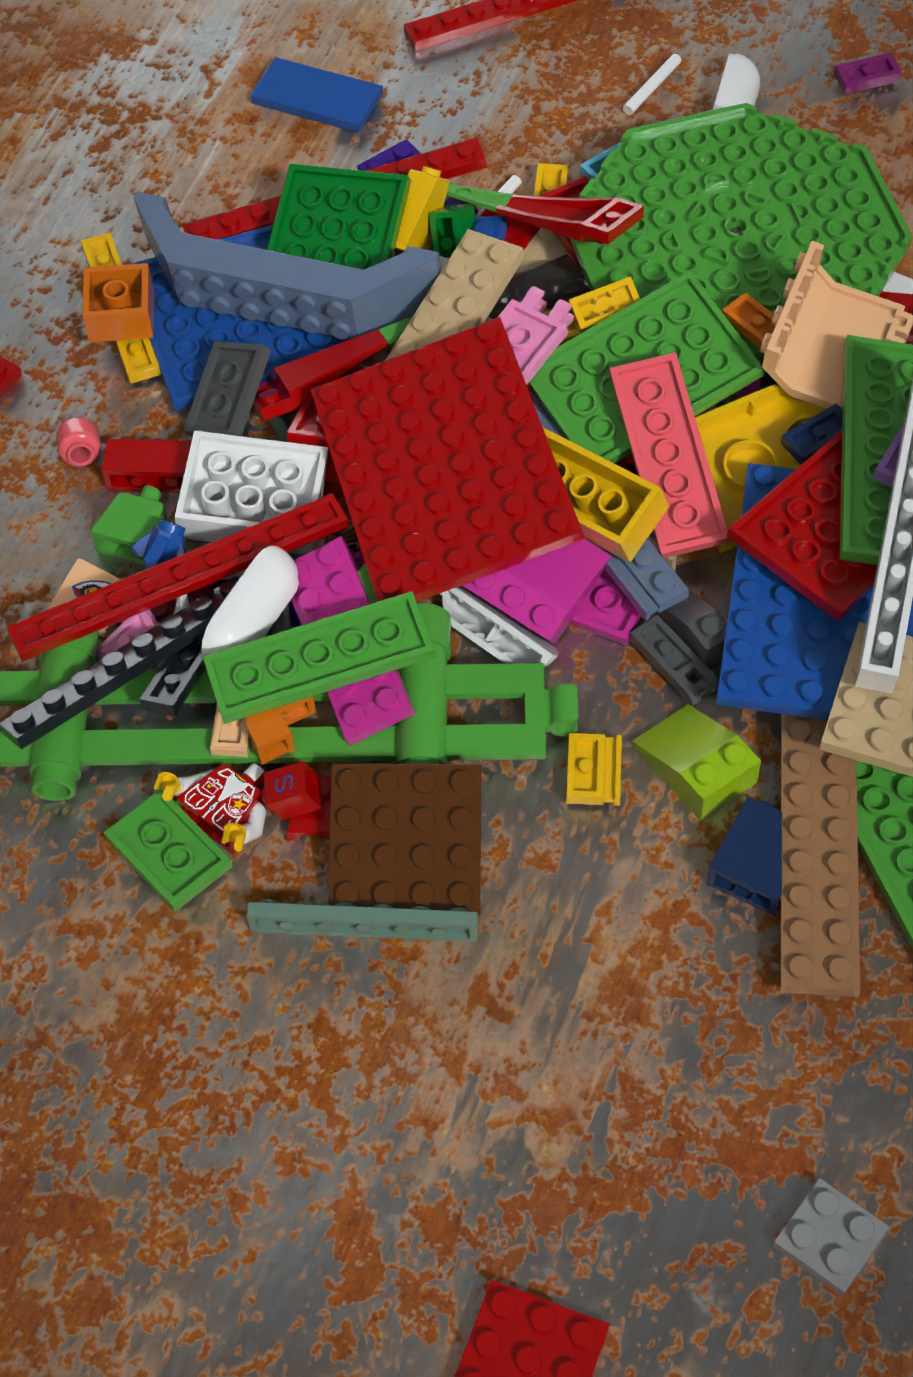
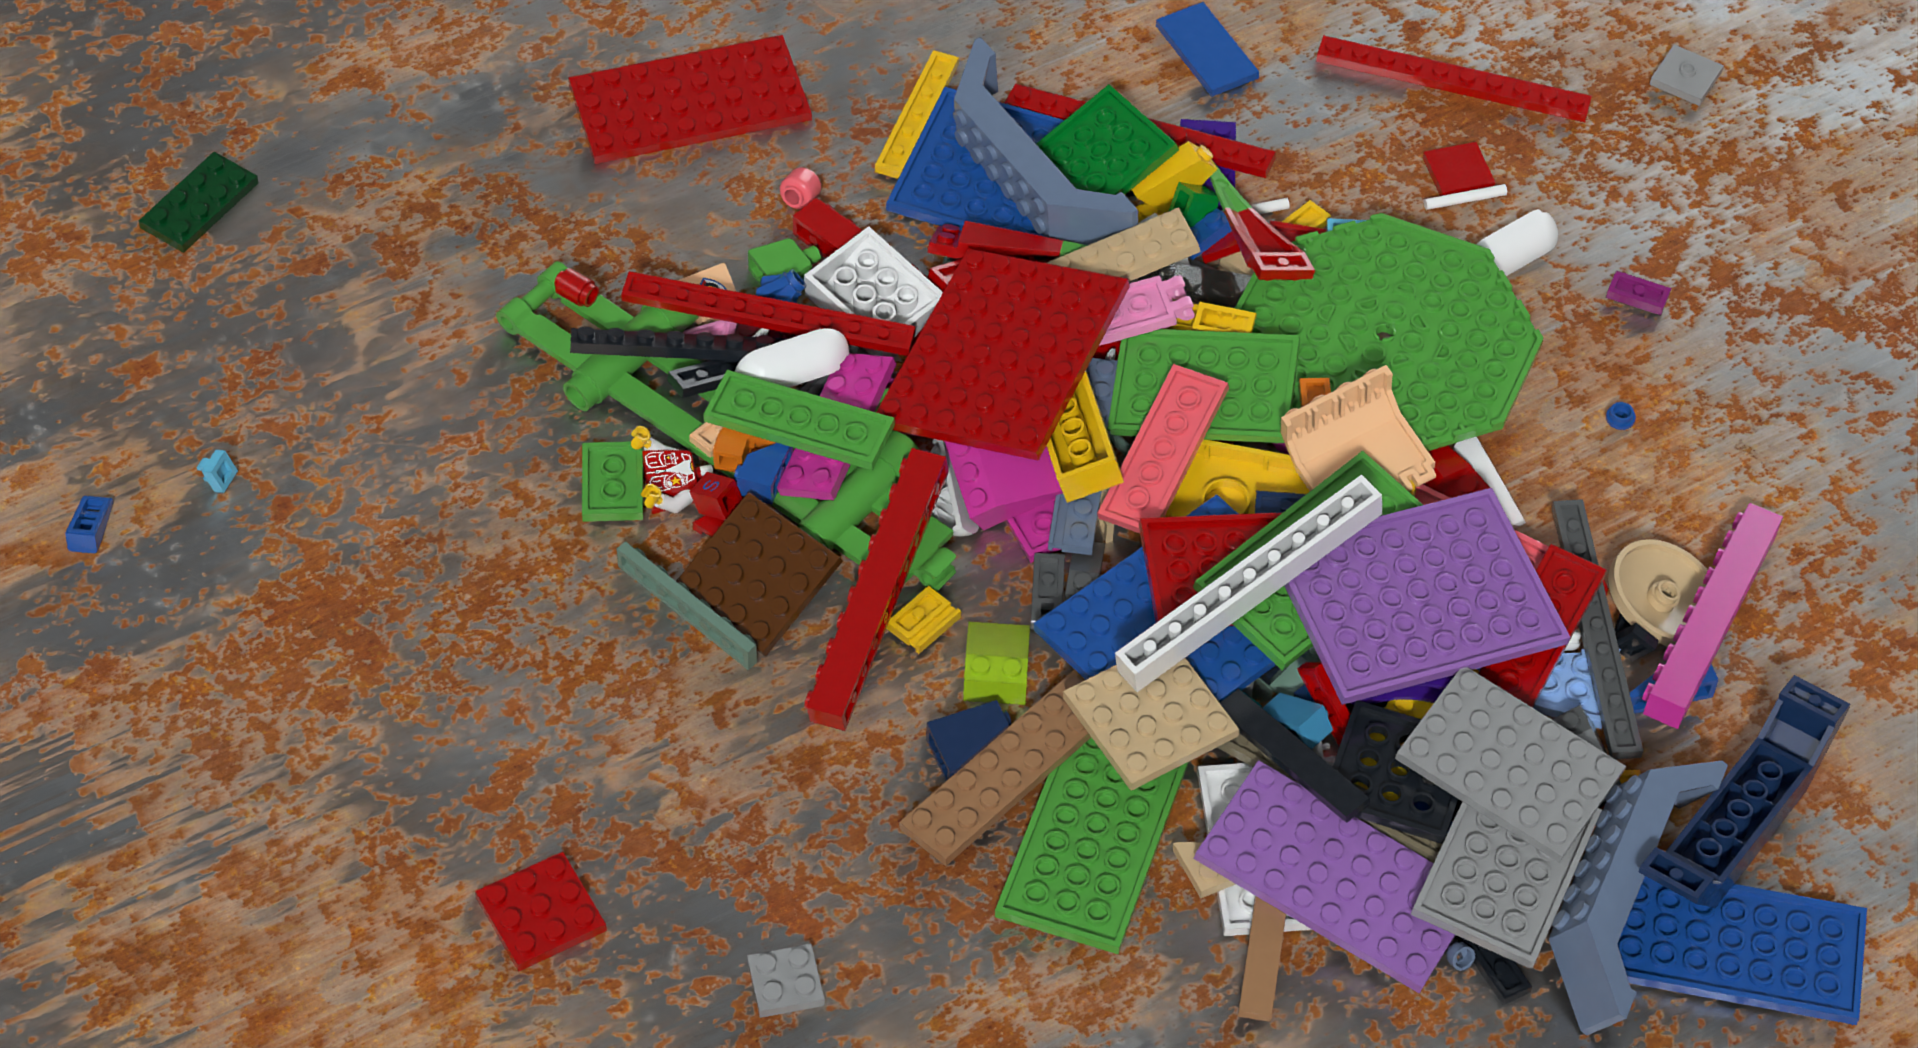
camera: 35 degrees right, 5 degrees down
(118, 302) = (907, 109): orange brick -> none
(227, 388) = (923, 216): dark grey plate -> none
(321, 735) = (763, 471): none -> blue slope
(540, 774) = (877, 589): none -> red brick
(623, 65) = (1458, 168): none -> red tile

